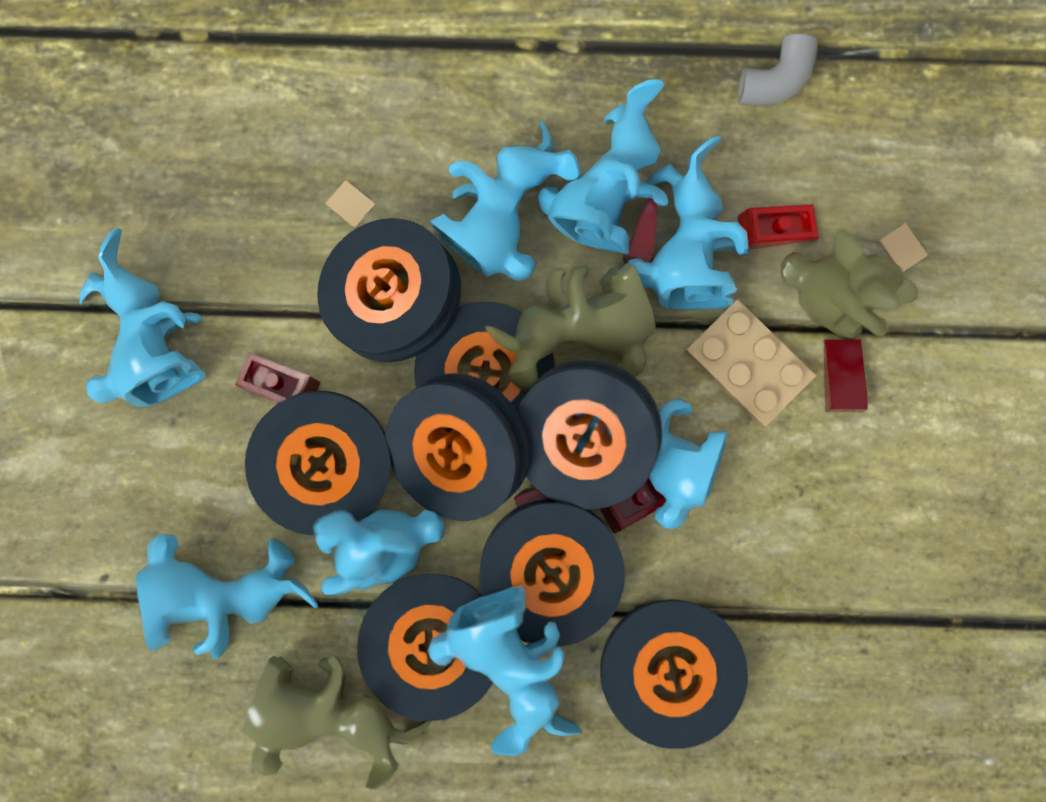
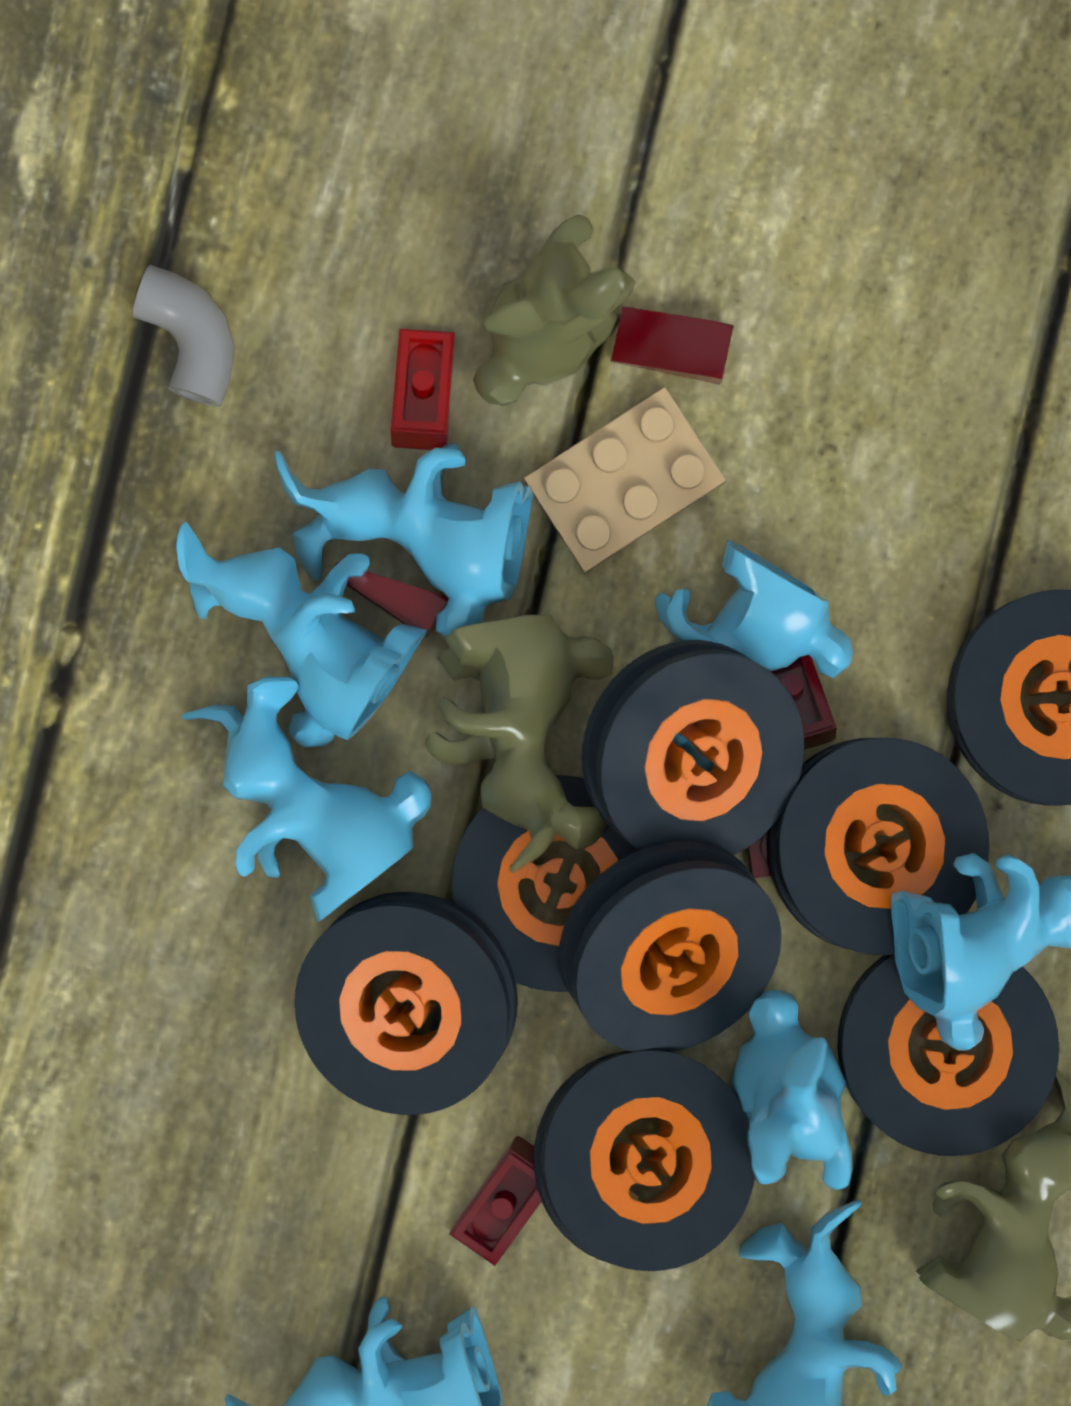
camera: 85 degrees left, 5 degrees up
(350, 203) = (248, 1036): tan sticker -> none
(903, 247) = (494, 207): tan sticker -> none

